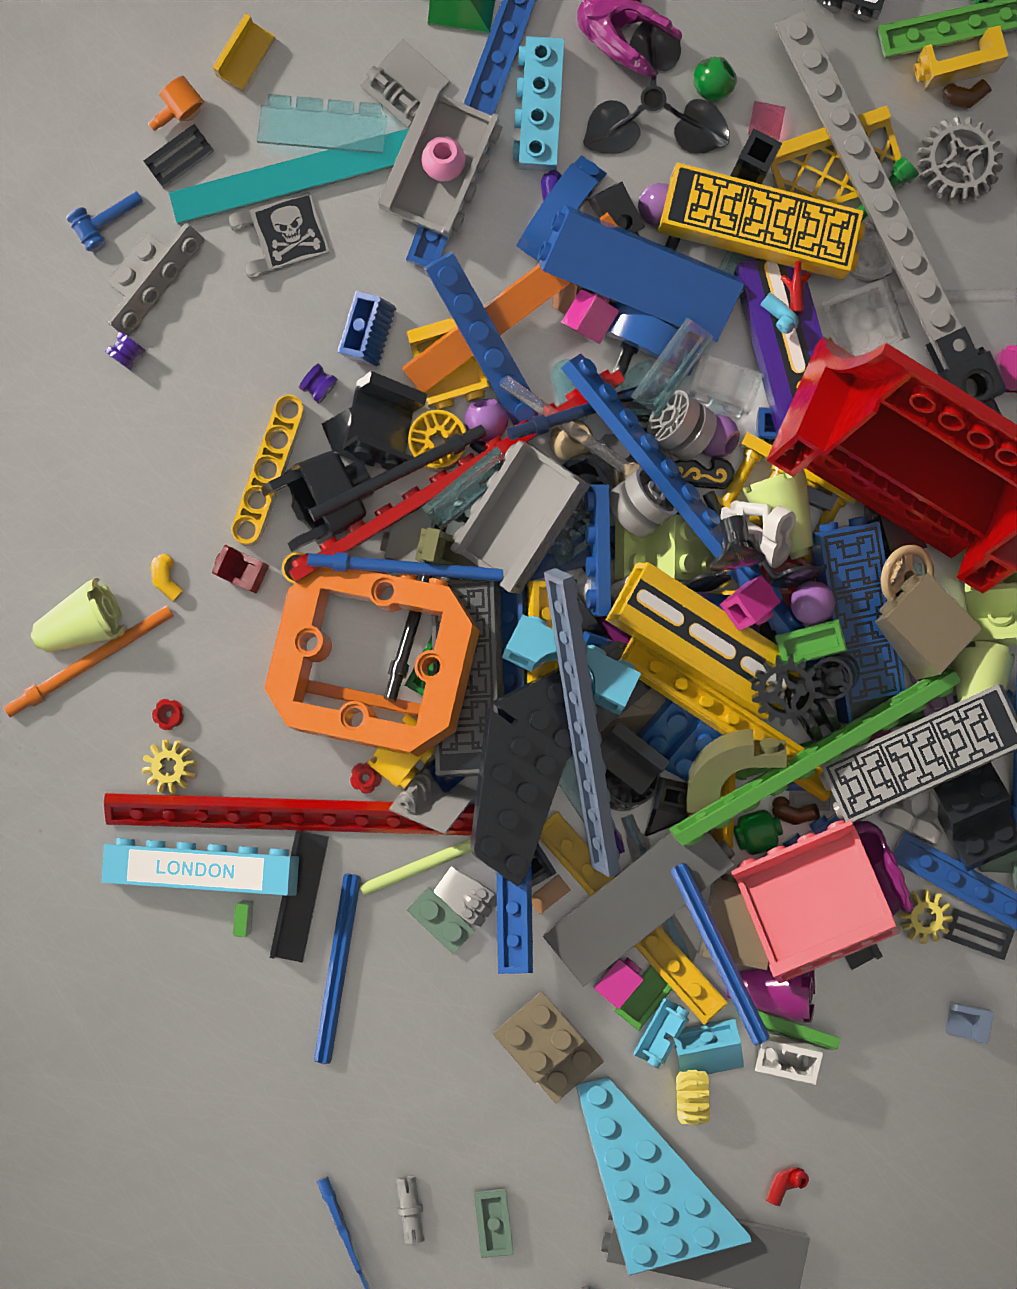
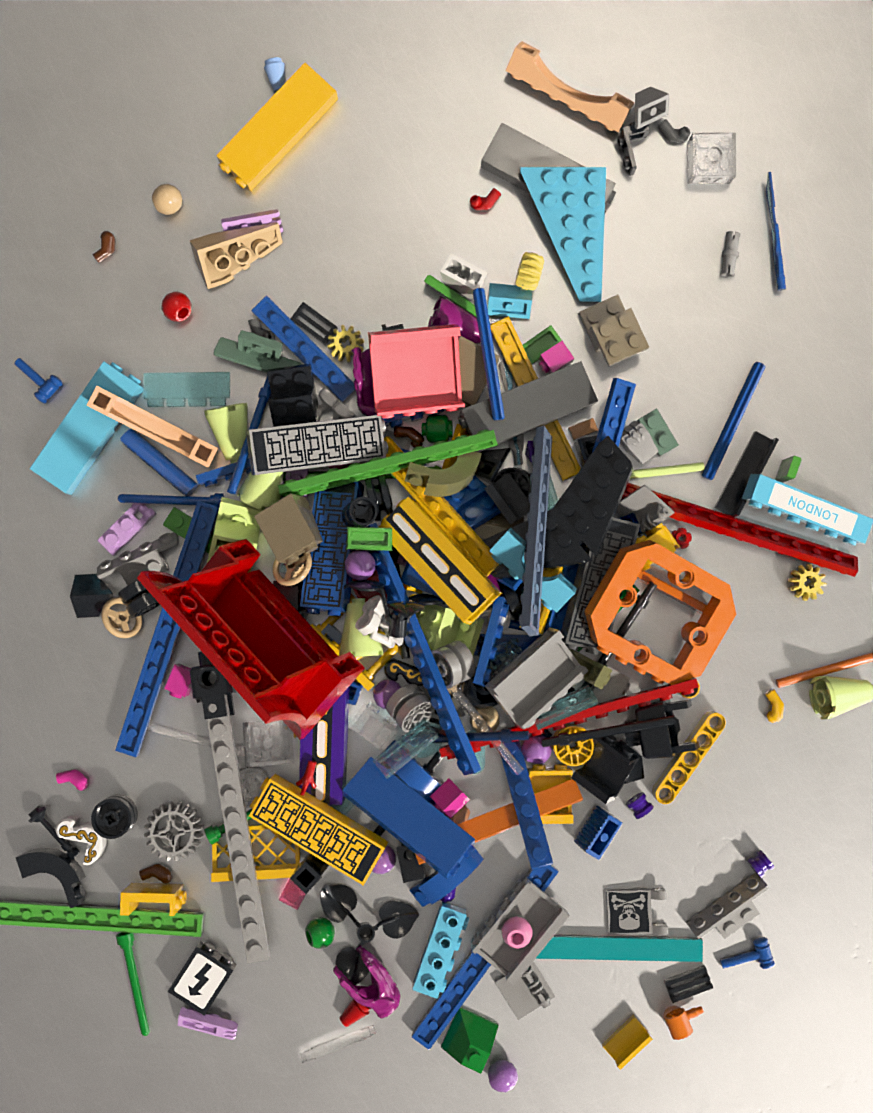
camera: 165 degrees left, 0 degrees up
(176, 714) = (803, 616): red plate -> none
(240, 569) = (725, 698): dark red bracket -> none
(324, 129) = (591, 975): clear light blue windscreen -> none
(341, 562) = (661, 681): blue bar -> none
(493, 1223) = (679, 230): sand green plate -> none
(667, 1021) = (532, 324): medium azure hinge -> none
(751, 603) = (402, 575): dark pink brick -> none
(786, 317) = (320, 758): medium azure arm -> none
(799, 687) = (385, 512): black gear -> none
(969, 1022) = (336, 268): sand blue panel -> none

